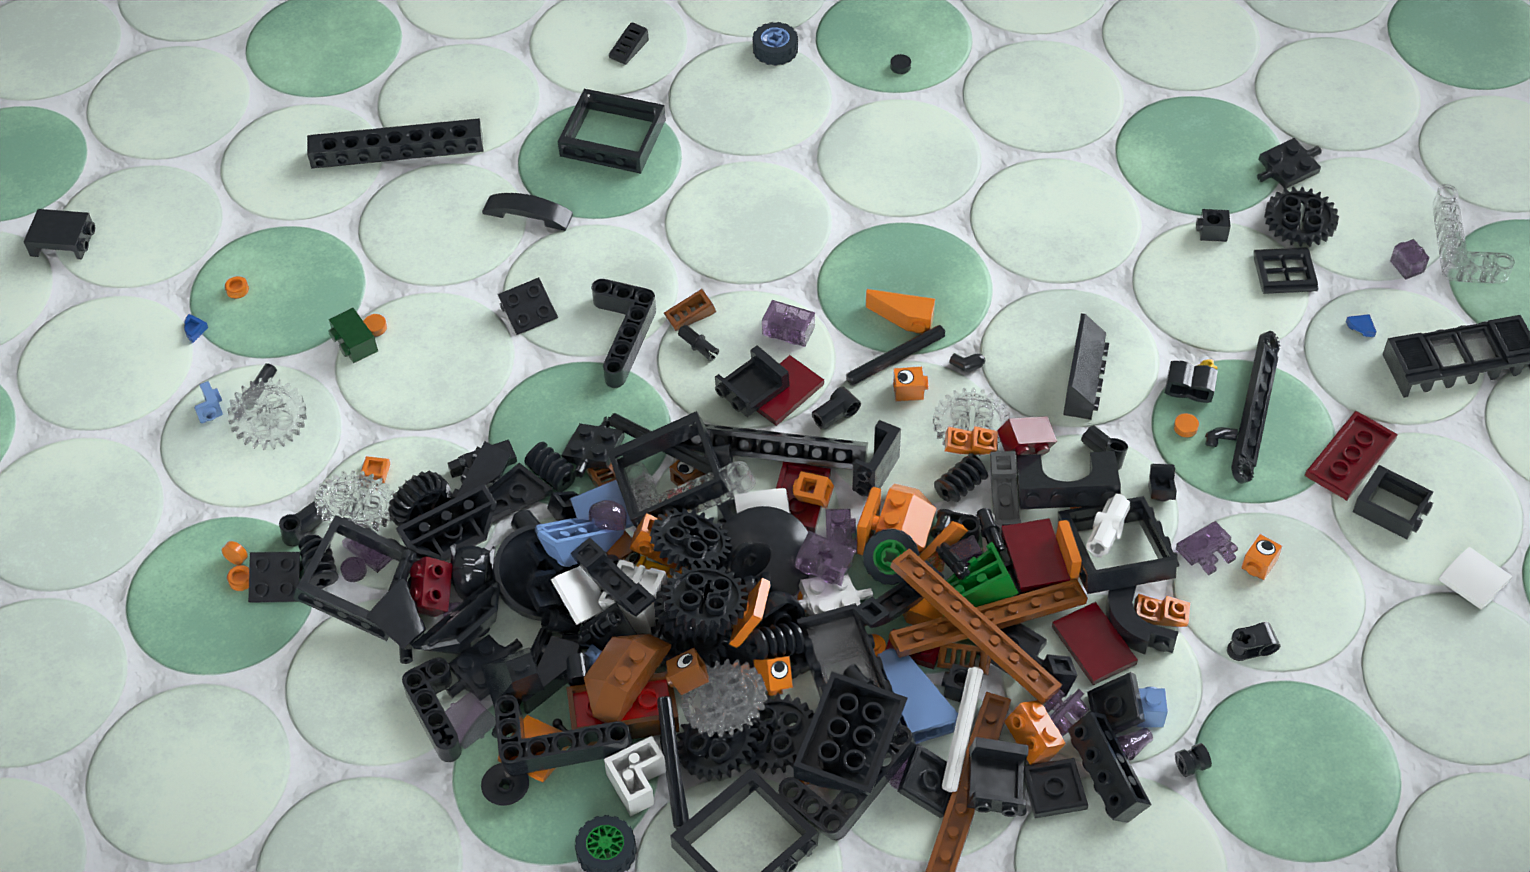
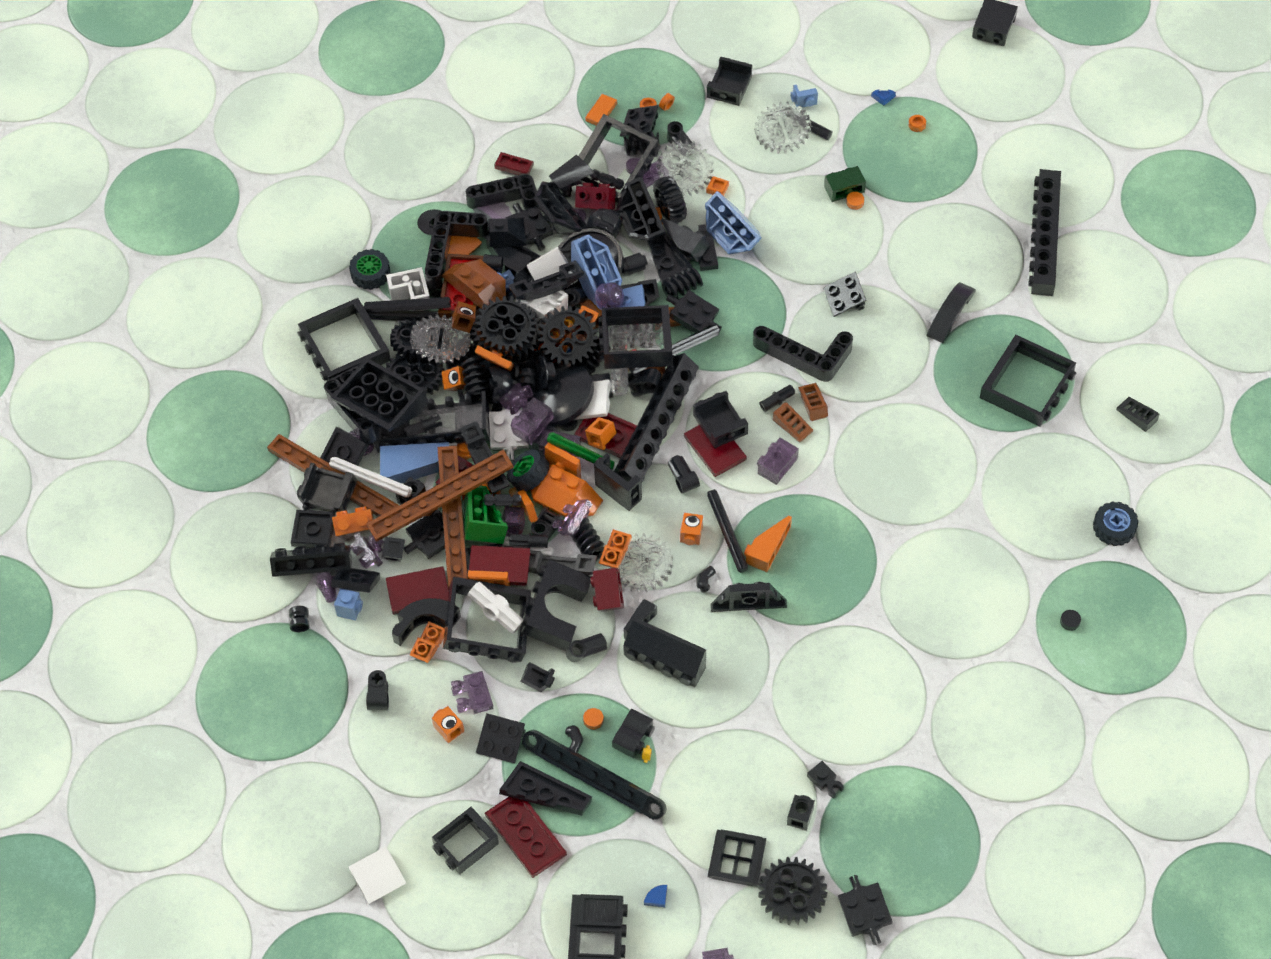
camera: 105 degrees right, 5 degrees up
(187, 491) = (730, 81): none -> black panel
(255, 631) = (603, 105): none -> orange tile
(376, 712) = (513, 164): none -> dark red plate
(451, 431) = (729, 225): none -> medium blue wedge
(724, 337) = (785, 412): none -> dark orange slope
(808, 576) = (516, 398): none -> clear purple hips
(849, 502) = (575, 448): none -> green axle
(951, 478) = (576, 514): none -> plate
(987, 310) = (748, 597): none -> black wing
(1042, 404) = (646, 612): none -> black slope
(1163, 219) = (824, 777): none -> black plate
(1252, 503) = (500, 738): none -> black hinge
(1297, 447) = (542, 789): none -> black wing

